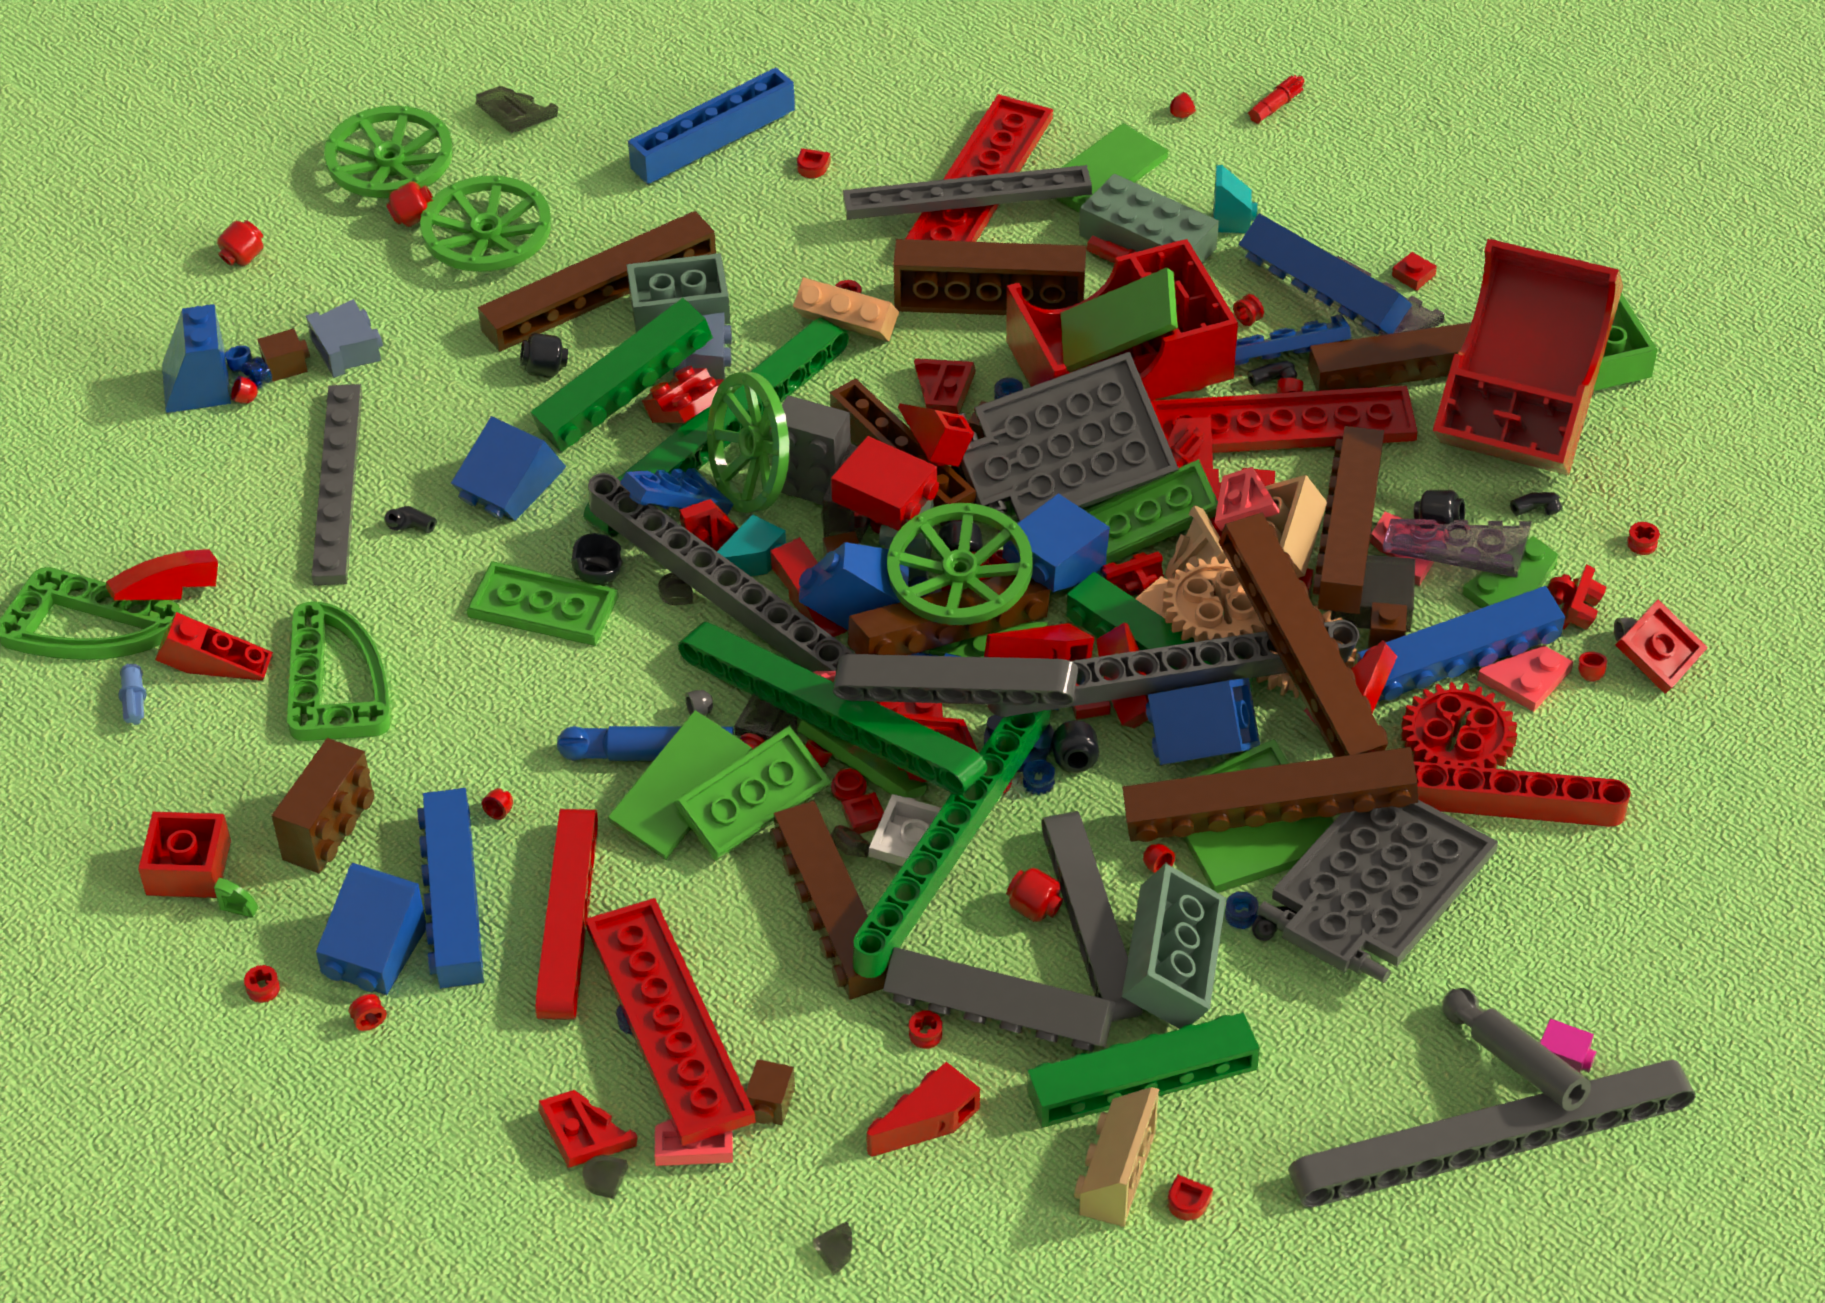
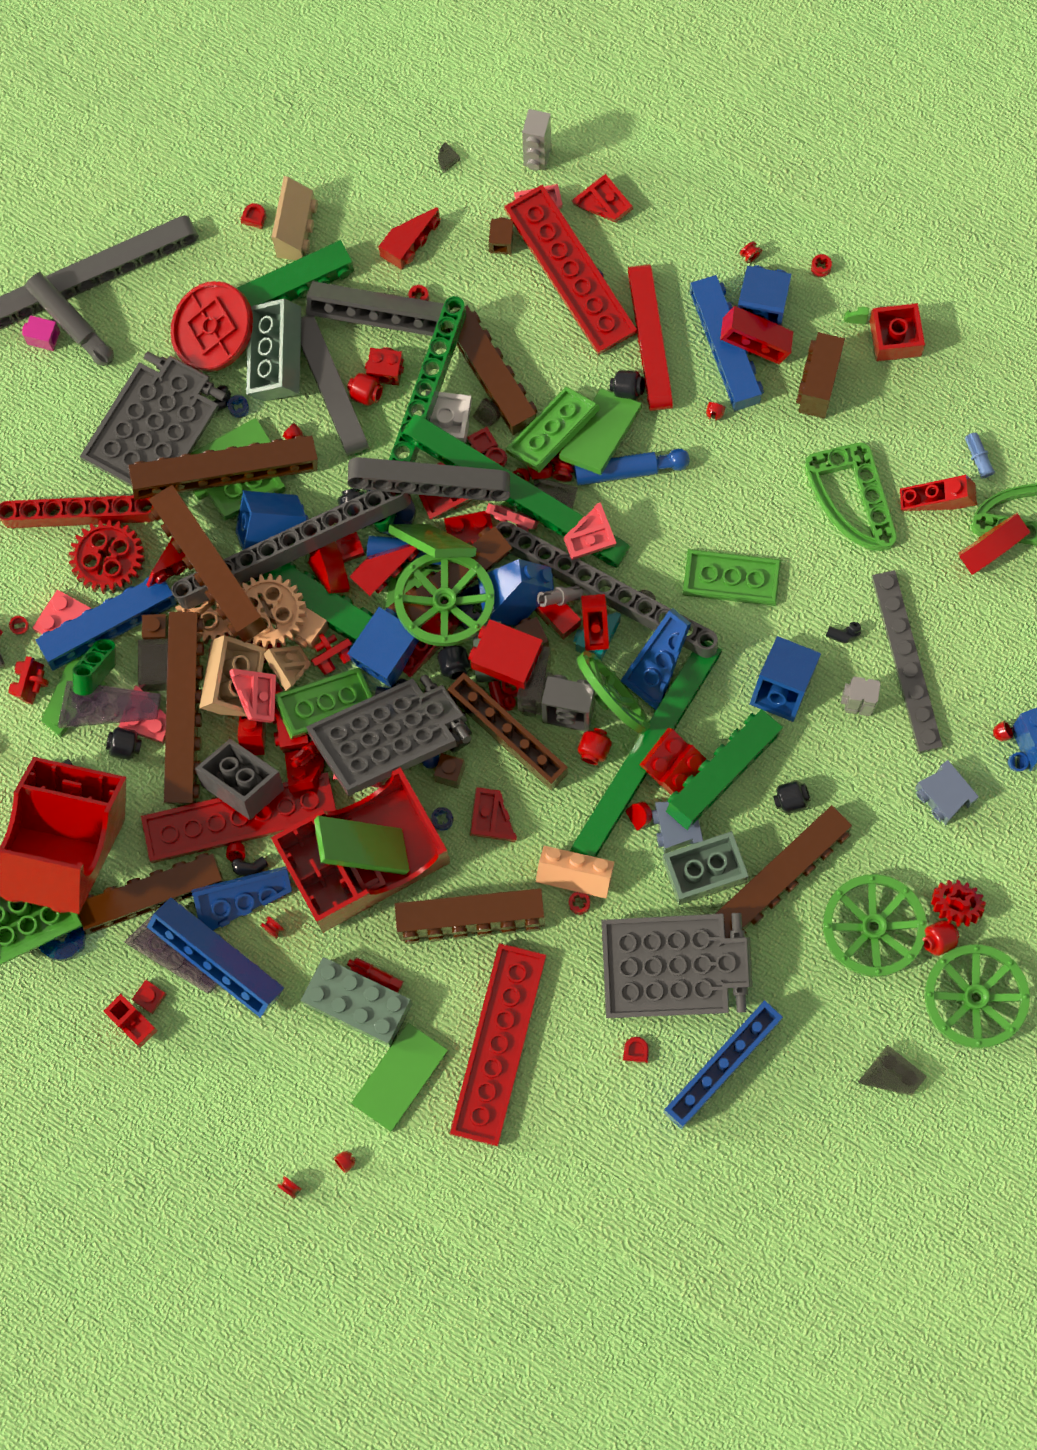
camera: 175 degrees right, 25 degrees up
(258, 371) = (999, 750): clear blue bush -> none
(284, 354) = (985, 768): reddish brown brick -> none
(377, 231) = (958, 903): none -> red gear
(414, 429) = (860, 696): none -> light grey brick
(418, 860) = (757, 335): none -> red brick
(596, 558) = (701, 606): black hair -> none
(604, 1175) = (585, 177): clear smoke tile -> none
(622, 848) = (627, 384): none -> black head
(673, 1199) = (536, 139): none -> light grey brick
(699, 701) = (607, 504): dark grey hinge -> none
(708, 523) = (631, 636): red wing -> none
(732, 634) = (590, 534): none -> coral wing
(744, 205) = (674, 965): none -> dark grey plate
(744, 359) = (639, 814): none -> red tile
(751, 538) = (595, 622): none -> red slope
(792, 571) = (559, 595): none -> light grey pin
(939, 433) = (483, 729): red slope -> none
(955, 622) = (432, 540): none -> bright green tile
(967, 192) = (502, 1009): dark grey plate -> none
(998, 926) = (385, 365): none -> red head
(1232, 203) = (292, 1034): teal slope -> none
(1251, 90) = (289, 1187): none -> red bush
(1274, 1007) = (211, 326): none -> plate
(1276, 430) = (240, 779): none -> dark grey brick
(1277, 98) = (267, 1184): red piece -> none
(1439, 242) = (130, 1020): none -> red brick
(1478, 560) = (94, 667): none -> green beam

